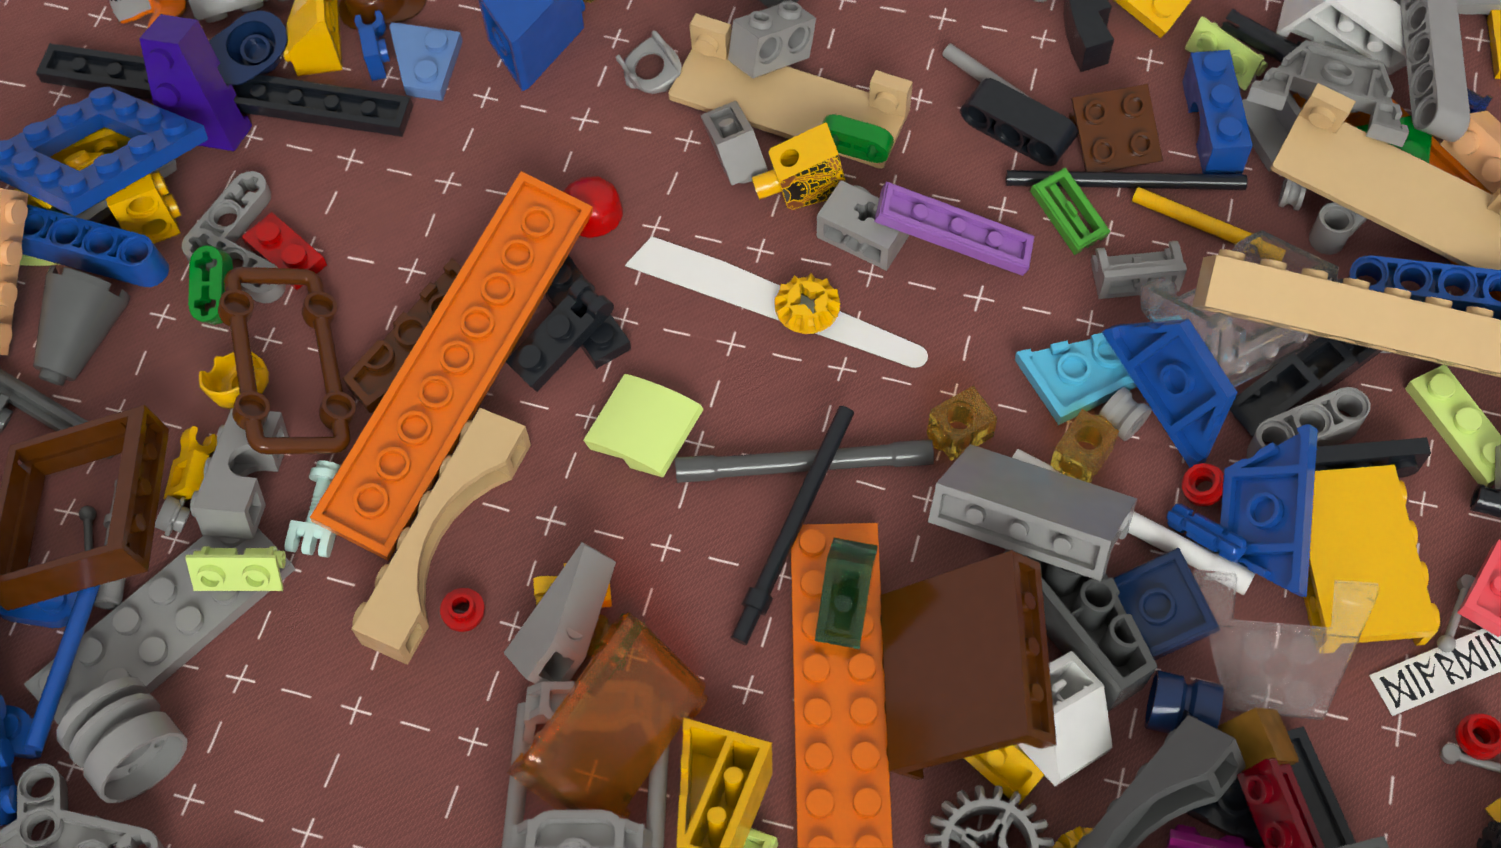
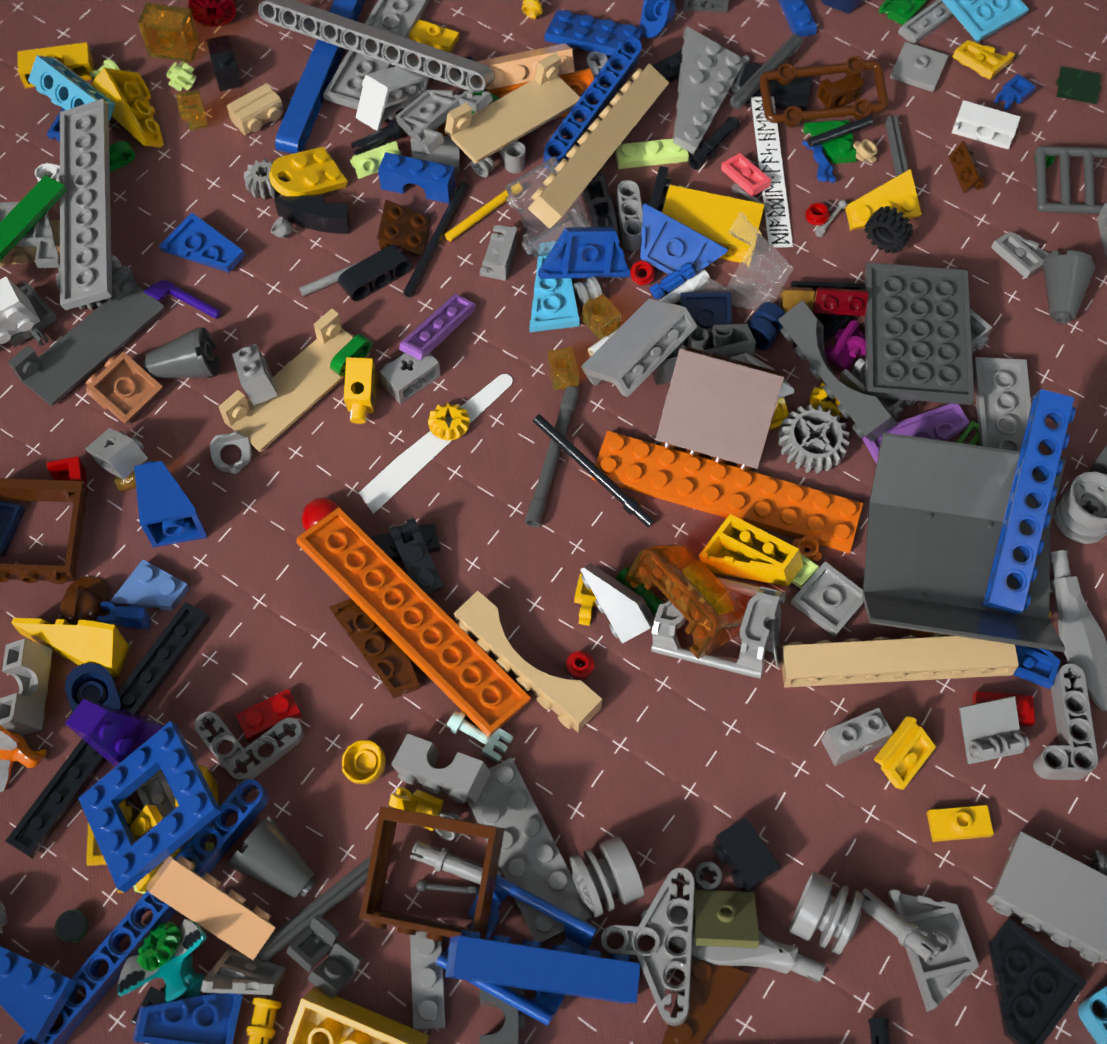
camera: 75 degrees left, 0 degrees up
(206, 284) = (278, 771): green beam -> none
(227, 571) = (515, 771): yellowish green hinge -> none
(253, 408) = (332, 699): reddish brown bar -> none
(643, 425) = (495, 531): yellowish green slope -> none
(734, 143) = (318, 421): light grey slope -> none
(846, 593) = (651, 451): clear green slope -> none
(1057, 217) = (448, 273): bright green tile -> none

